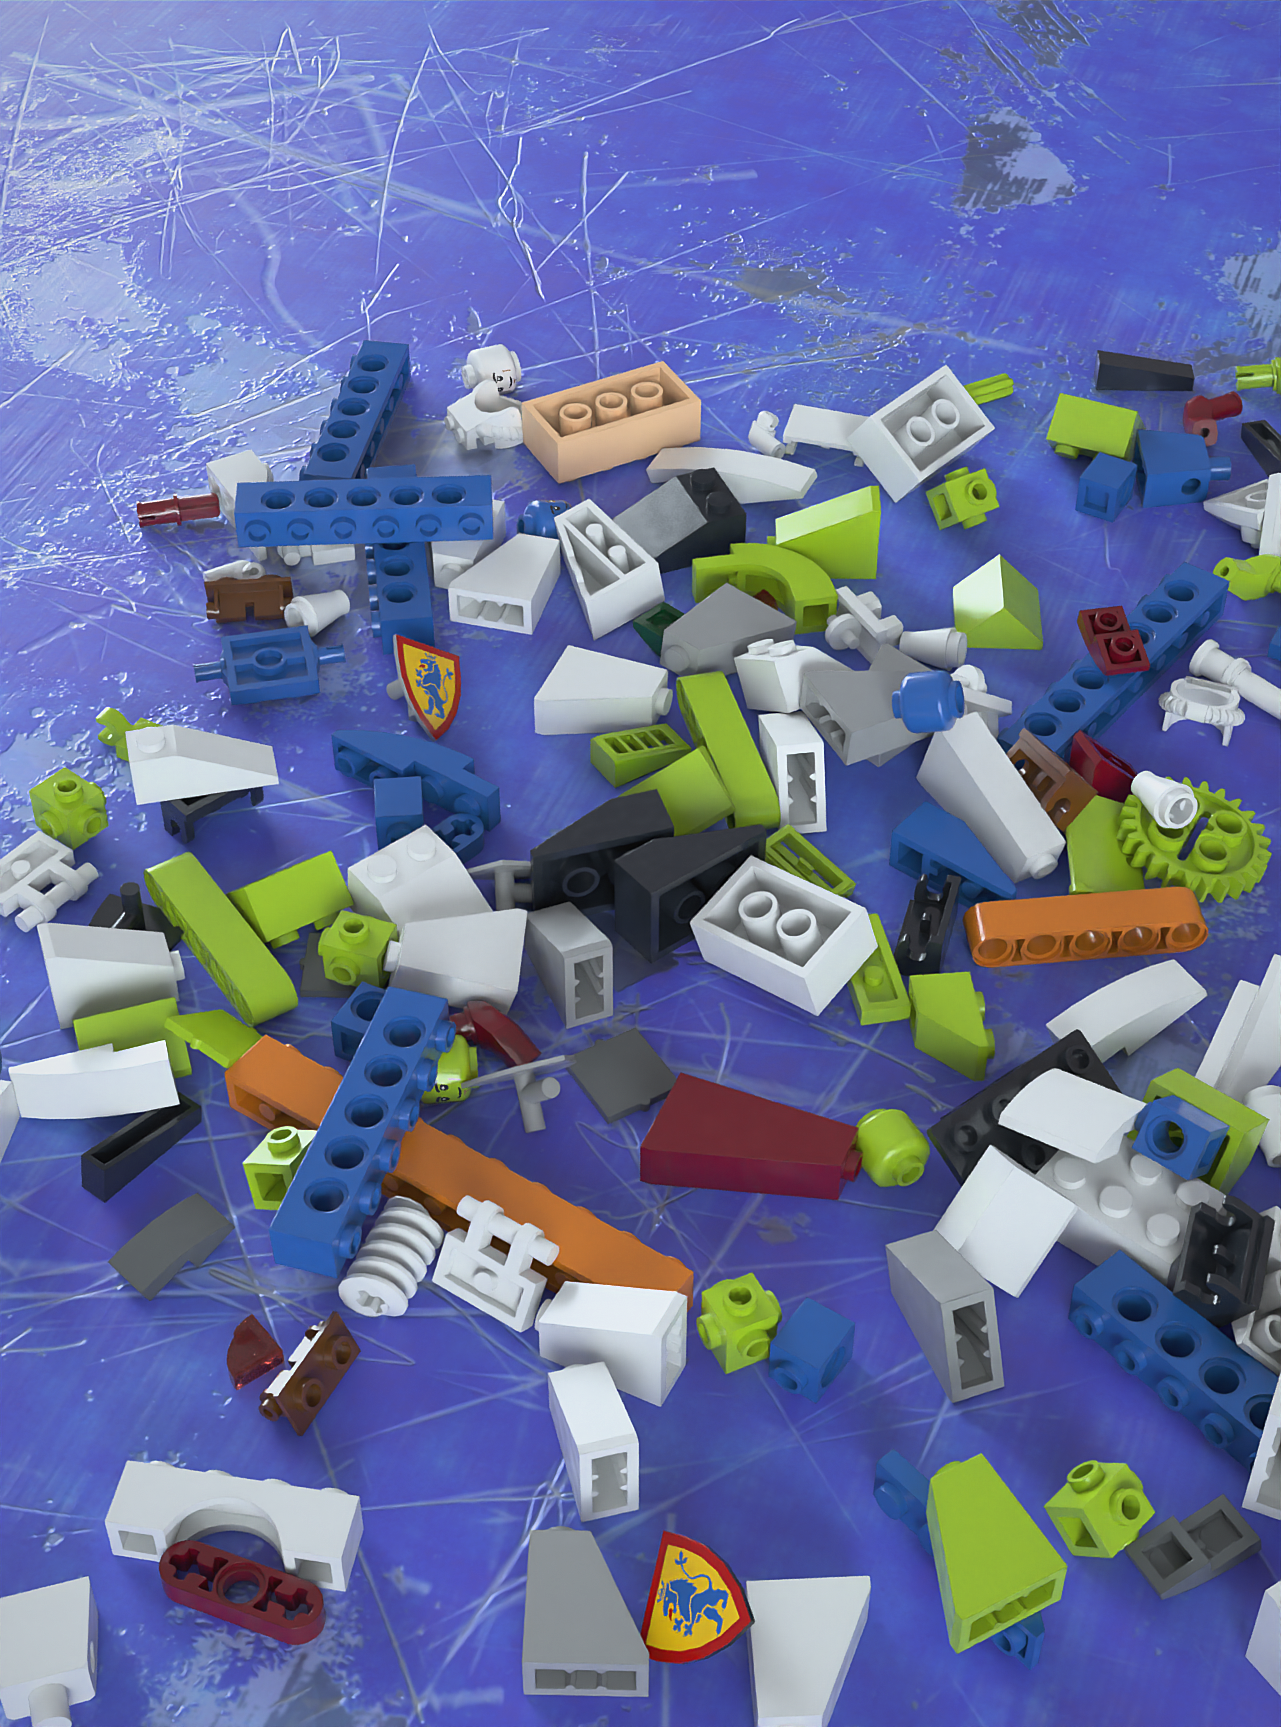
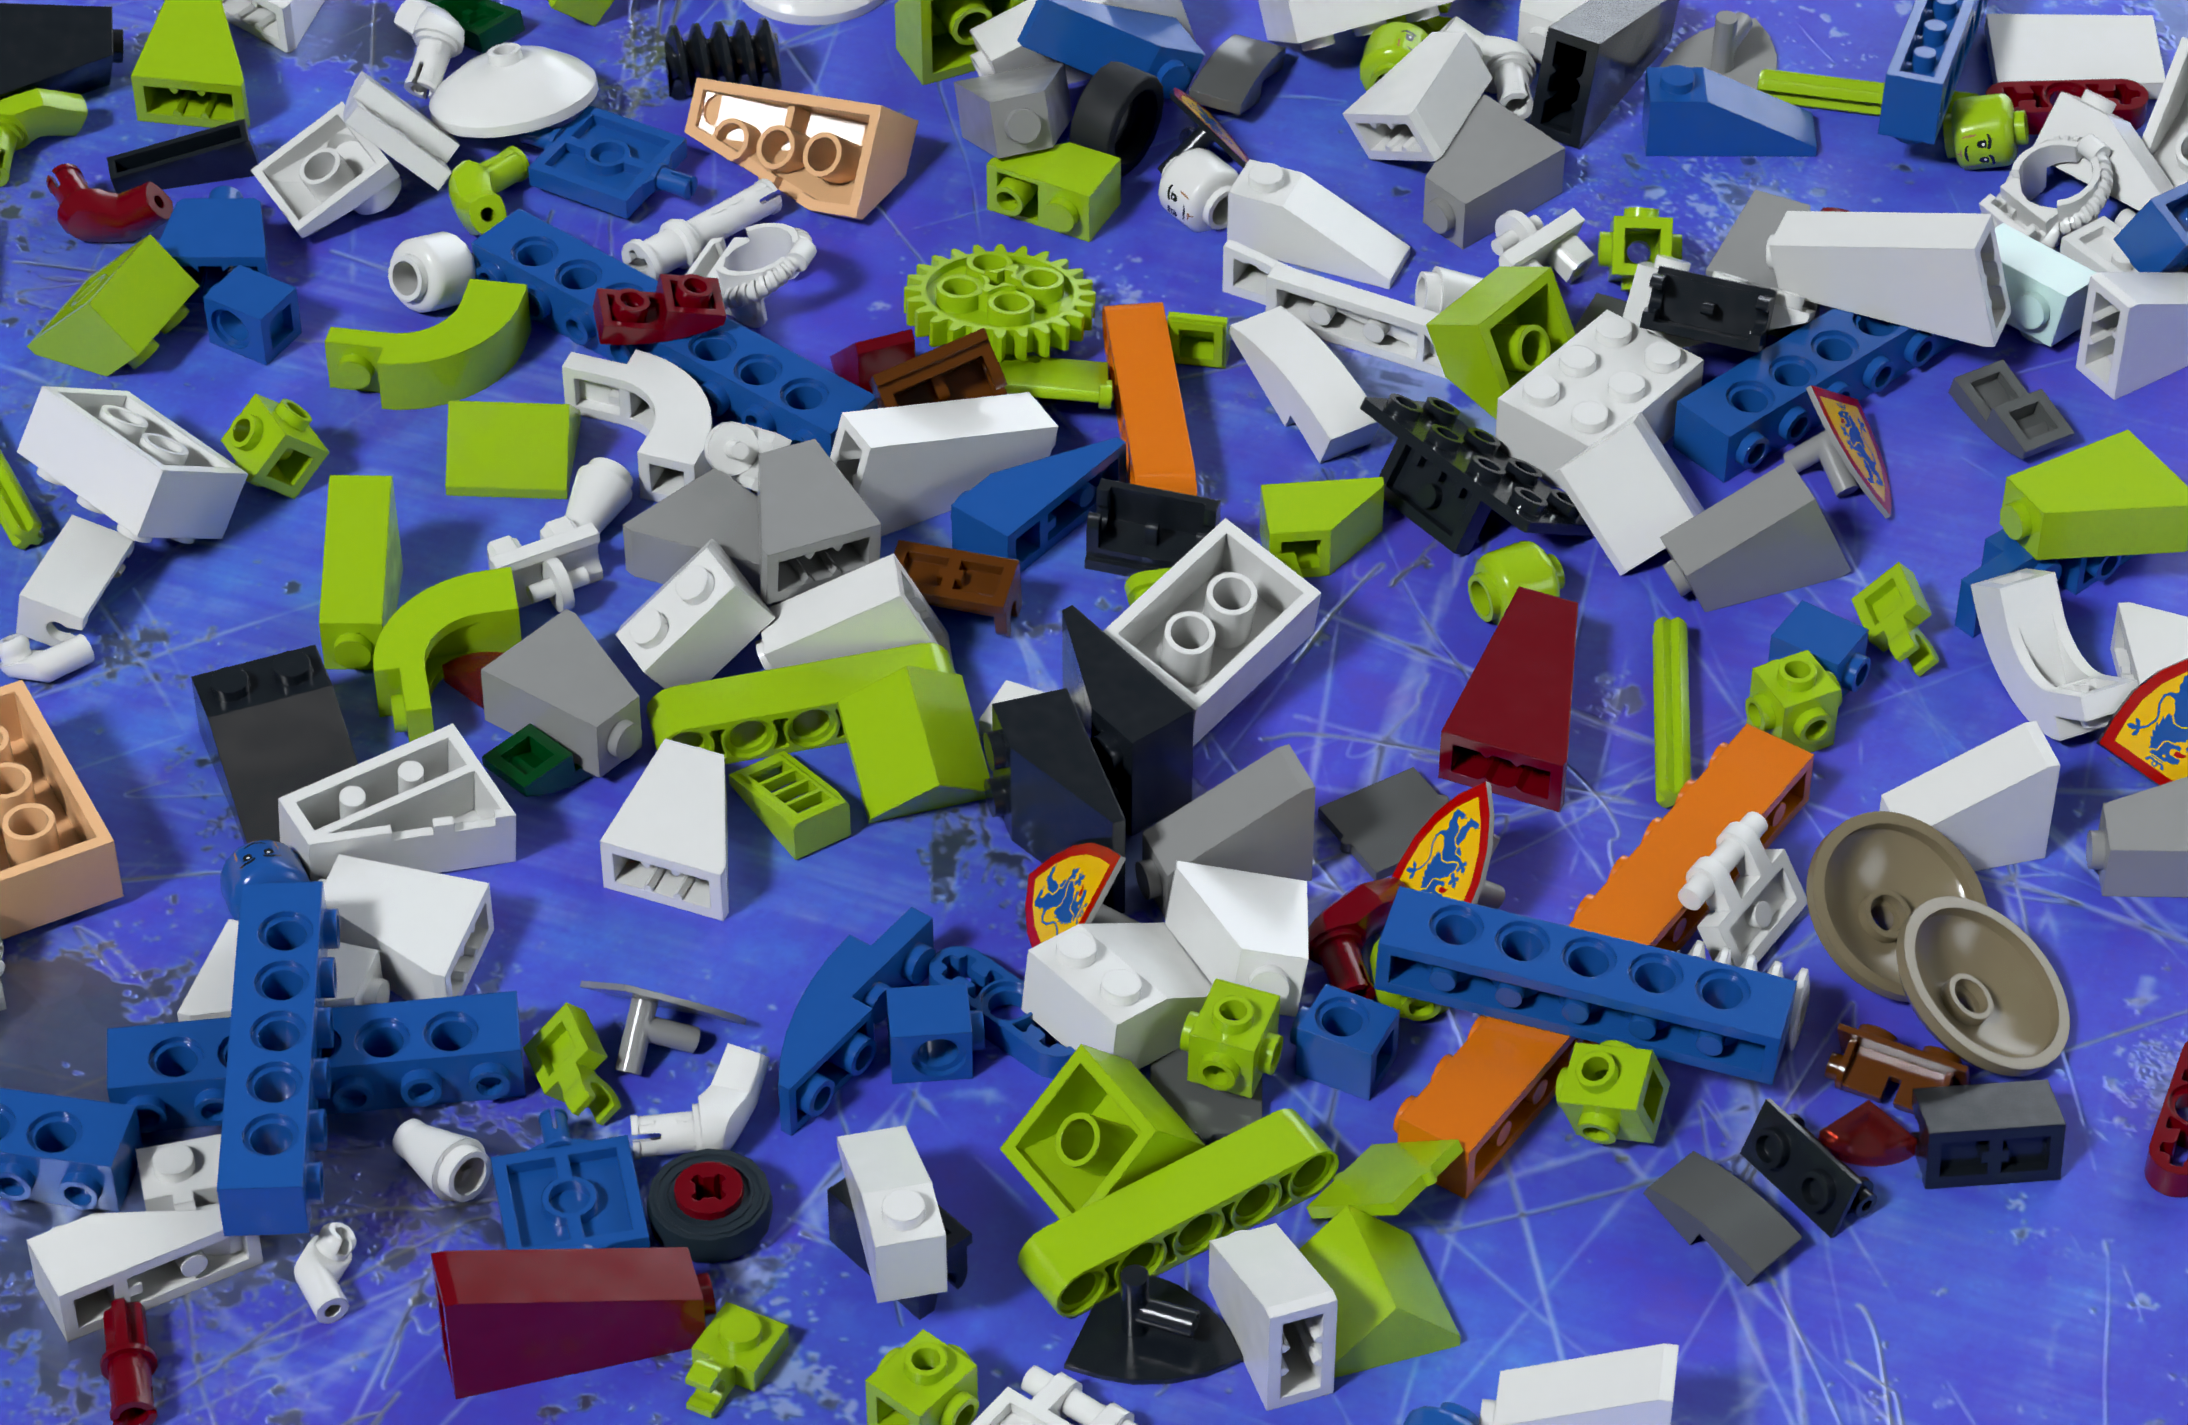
camera: 90 degrees left, 0 degrees up
(96, 1083) = (1477, 1286): white slope -> none
(136, 1146) = (1558, 1268): black piece -> none
(165, 647) = (563, 1311): none -> dark red slope
(193, 1311) = (1806, 1169): none -> black hinge
(230, 597) = (396, 1222): reddish brown hinge -> none
(231, 1417) = (1988, 1134): none -> black hinge
(263, 718) = (710, 1204): none -> black wheel
(308, 1527) = (2117, 1171): white arch -> none
(327, 715) = (716, 1117): none -> white arm
(333, 1411) = (1982, 986): none -> dark tan dish
(374, 661) = (565, 1064): none -> lime plate
(442, 1358) = (1881, 870): none -> dark tan dish
(628, 1328) = (1839, 774): white slope -> none
(747, 474) = (155, 688): white slope -> none
(755, 1250) = (1671, 709): none -> lime axle
(804, 1524) = (2038, 657): none -> white arch
(809, 860) = (1034, 658): lime tile -> none
(848, 814) = (964, 581): none -> reddish brown hinge
(876, 1415) = (1892, 612): none -> lime plate
(928, 701) = (856, 432): blue head -> none
(1027, 674) = (653, 400): none -> white arch
(1072, 1115) = (1526, 391): white slope -> none
(1083, 577) = (439, 362): none -> lime arch
(1094, 1390) = (1844, 449): none -> shield
(1099, 1509) = (1992, 448): lime brick -> none
(1163, 553) = (431, 271): none -> white head
(1166, 800) = (987, 285): white cone -> none
(1183, 950) = (1199, 339): none -> lime slope
(1201, 1134) = (1552, 317): blue brick -> none

